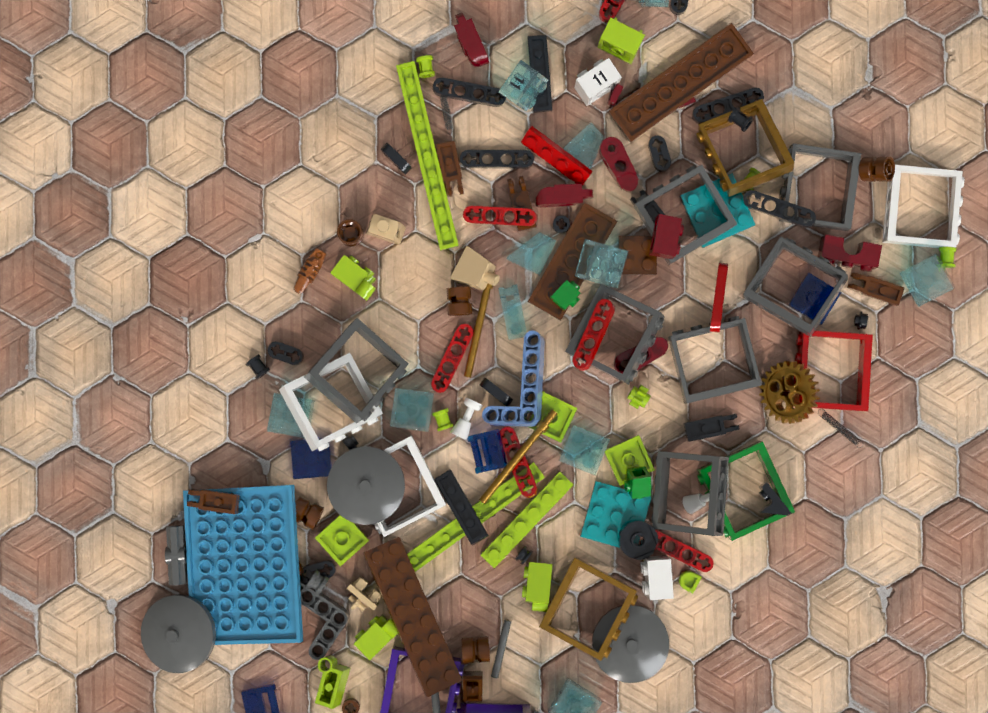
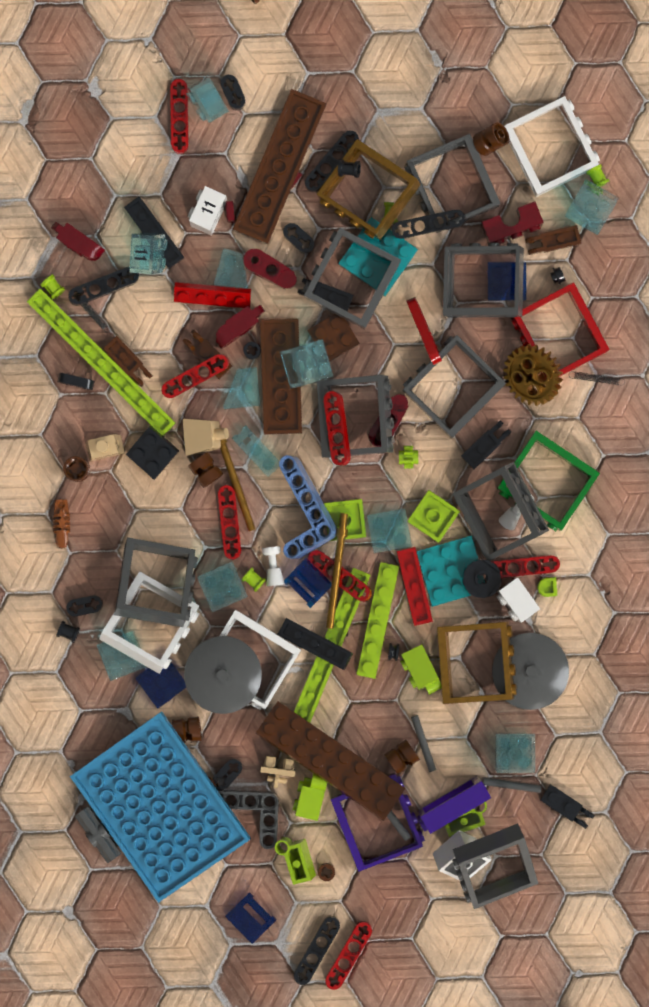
camera: 25 degrees left, 0 degrees up
(178, 633) = (141, 899): dark grey dish -> none
(215, 501) = (103, 766): reddish brown hinge -> none
(317, 582) = (232, 782): dark grey wheel -> none
(342, 539) = (230, 734): lime plate -> none
(350, 442) = (187, 647): black plate -> none
(354, 276) = (103, 504): lime hinge -> none
(423, 258) = (152, 452): none -> black plate
(472, 686) = (419, 790): reddish brown slope -> none
(496, 392) = (284, 528): black beam -> none
(497, 163) = (164, 331): black beam -> none
(566, 295) = (293, 408): green brick -> none
(576, 510) = (414, 586): none -> red plate
(621, 40) = (206, 163): lime container -> none
(638, 483) = (452, 530): green brick -> none
(666, 236) = (347, 308): dark red brick -> none
(776, 505) = (580, 478): black slope -> none

